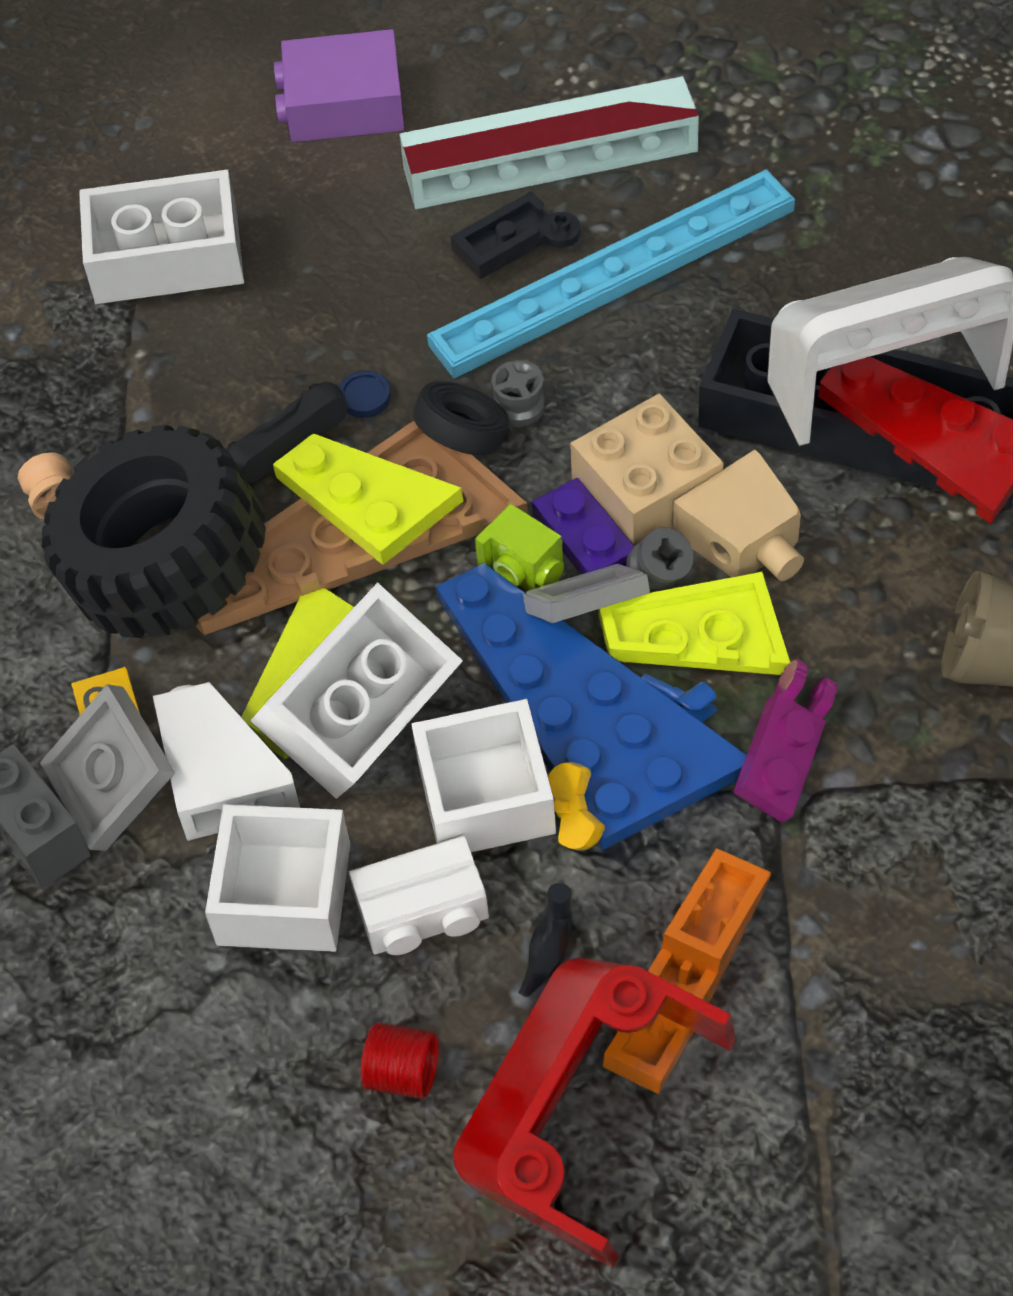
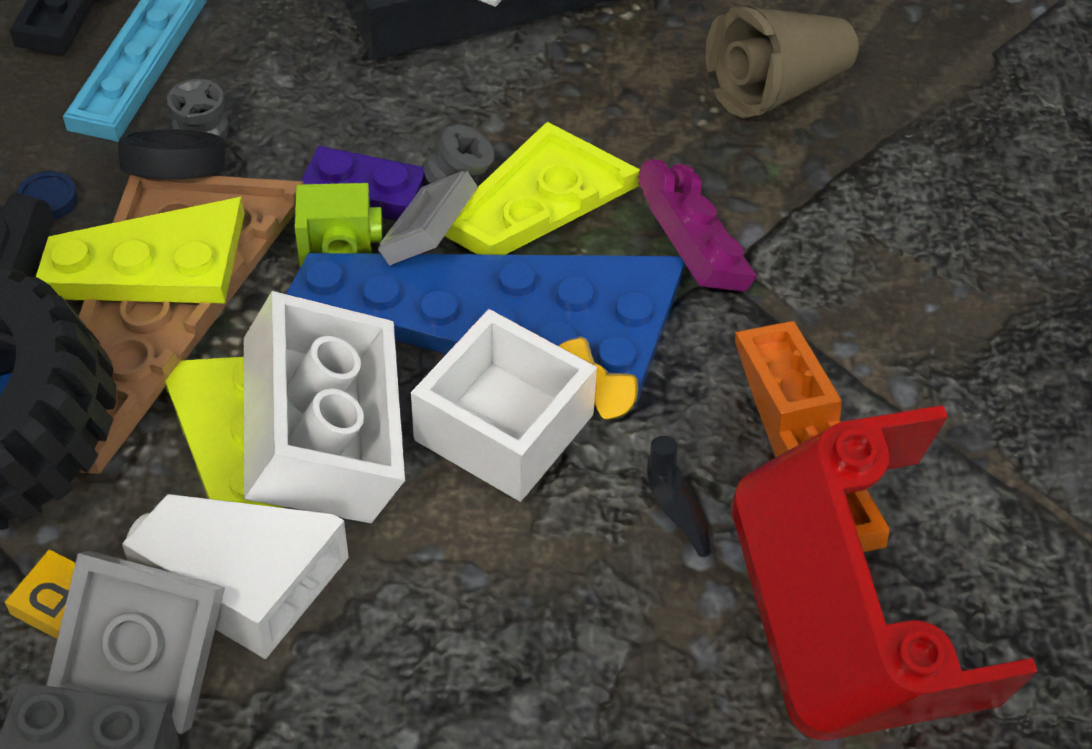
camera: 50 degrees left, 5 degrees down
(278, 878) = (413, 609): white piece -> none
(399, 1060) = (676, 679): red piece -> none
(420, 896) = (543, 538): white brick -> none
(642, 465) = (377, 100): tan brick -> none
(695, 701) = (594, 241): blue hand -> none
(742, 520) = (493, 94): tan torso -> none

